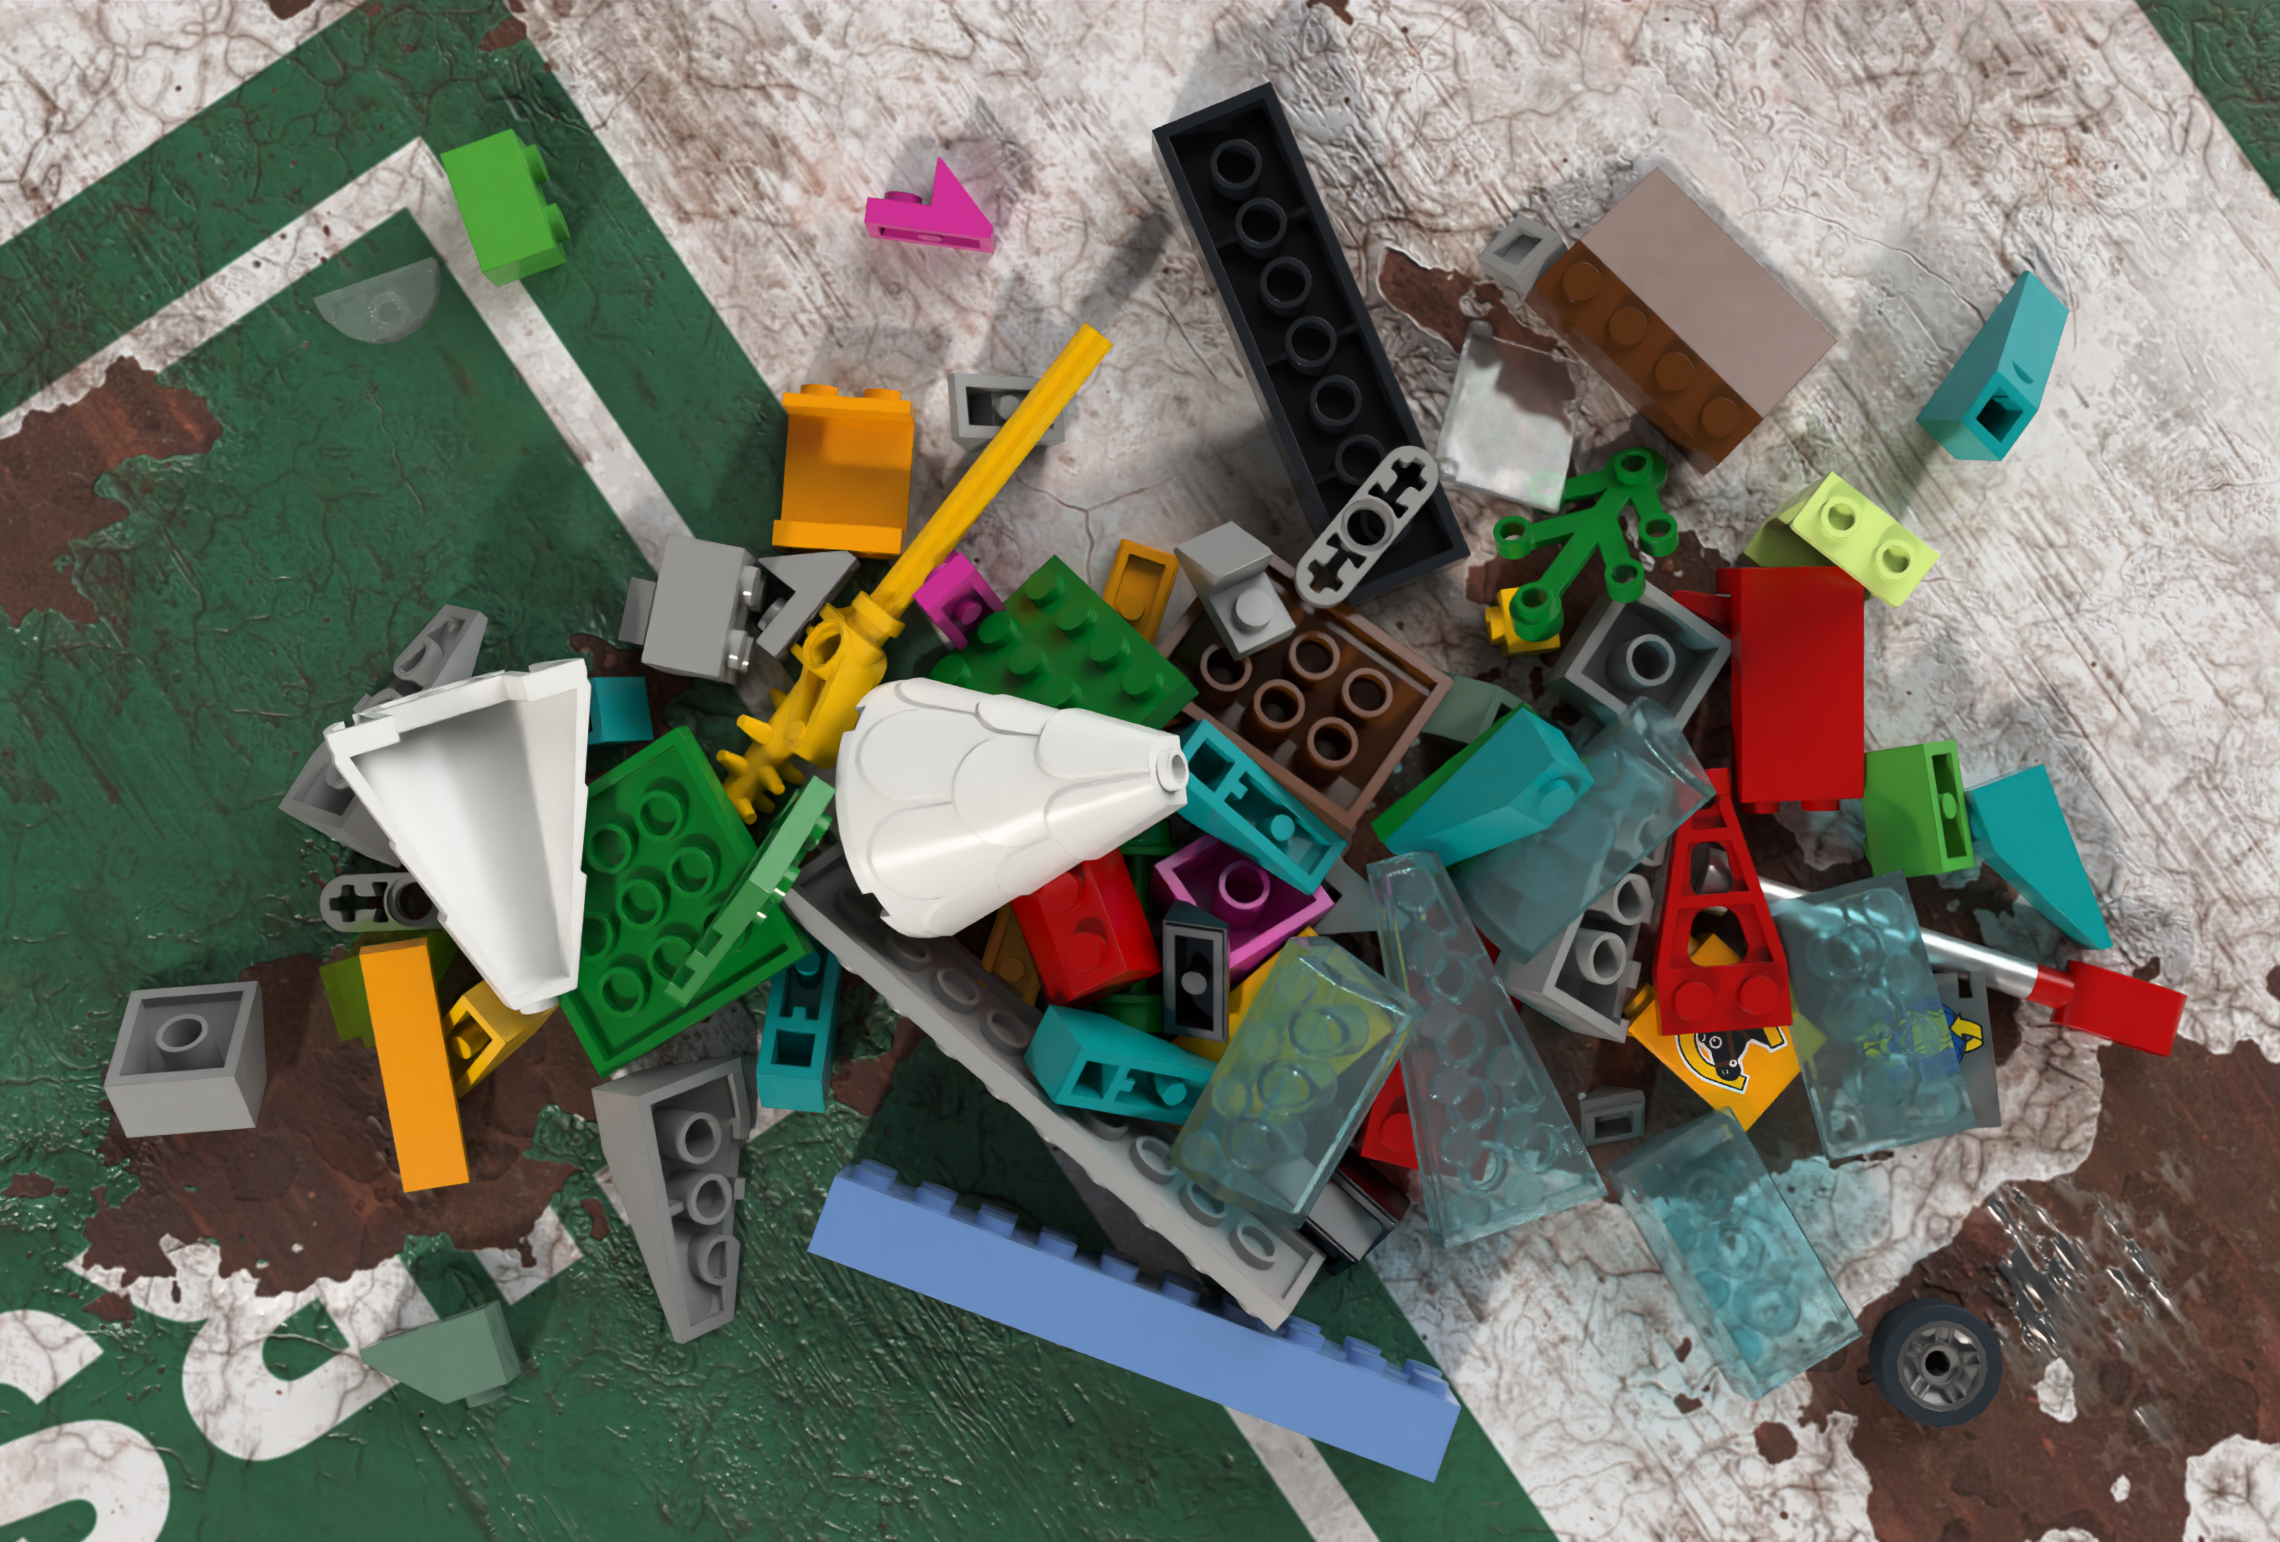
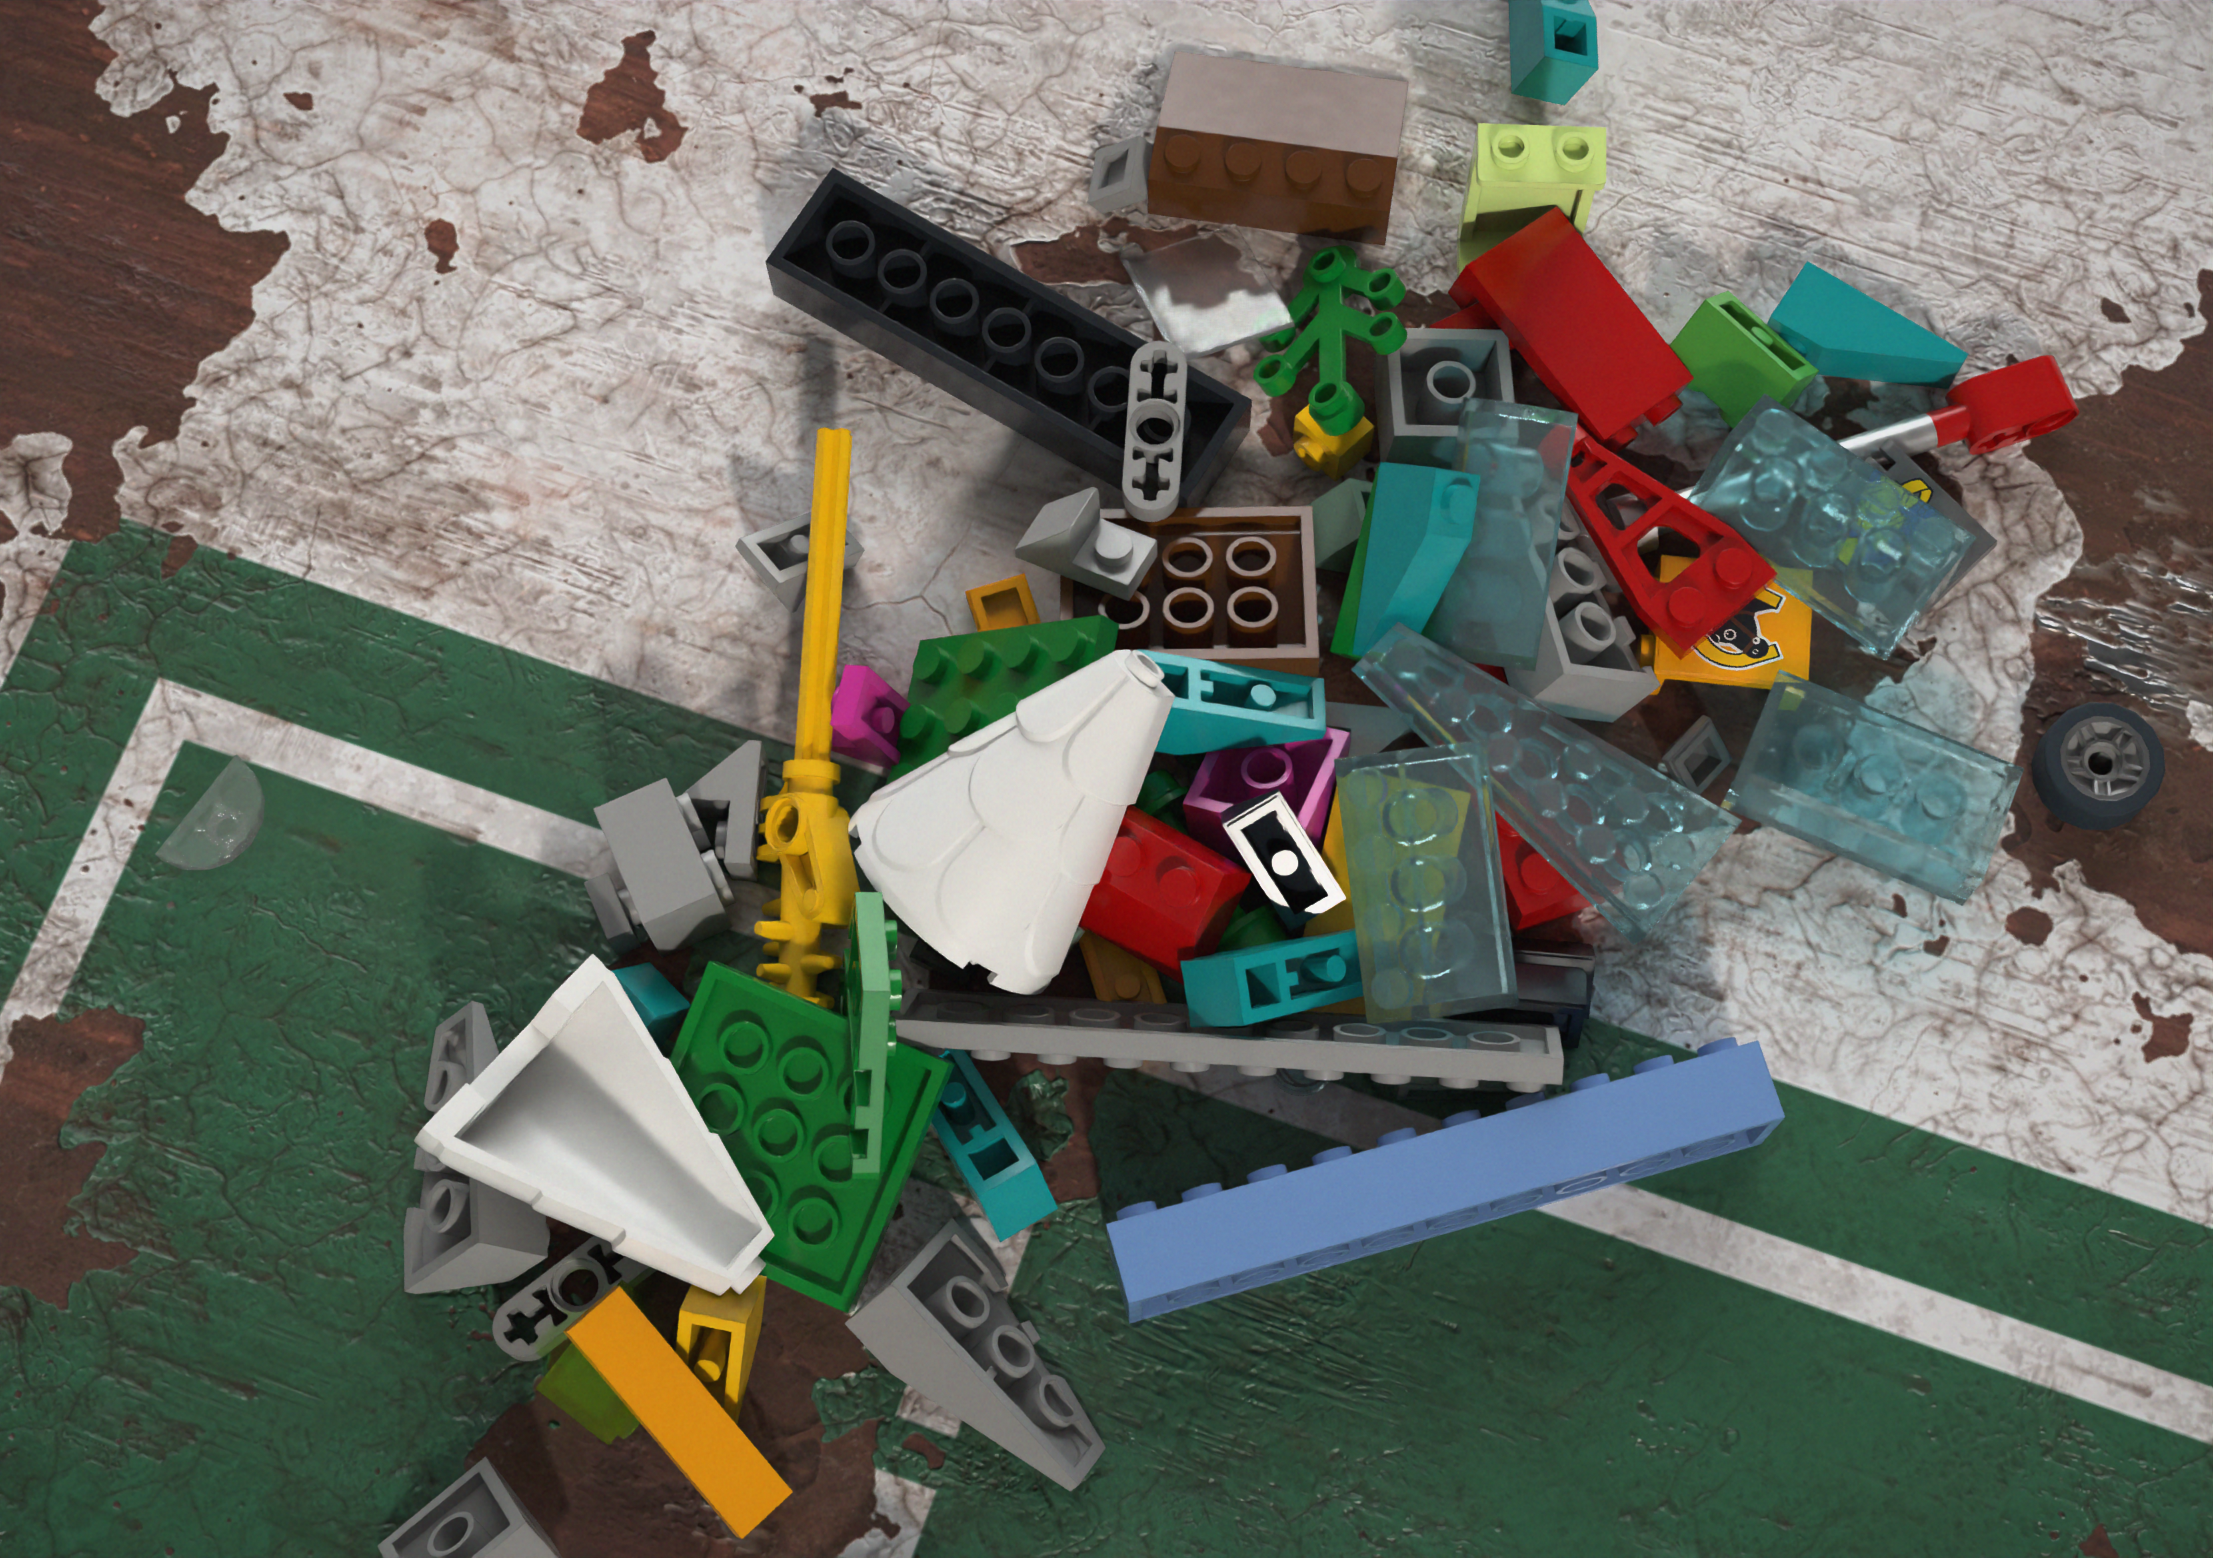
camera: 35 degrees left, 15 degrees down
(505, 207) = (272, 675): bright green brick -> none
(846, 473) = (701, 688): light orange panel -> none
(948, 222) = (650, 447): dark pink slope -> none

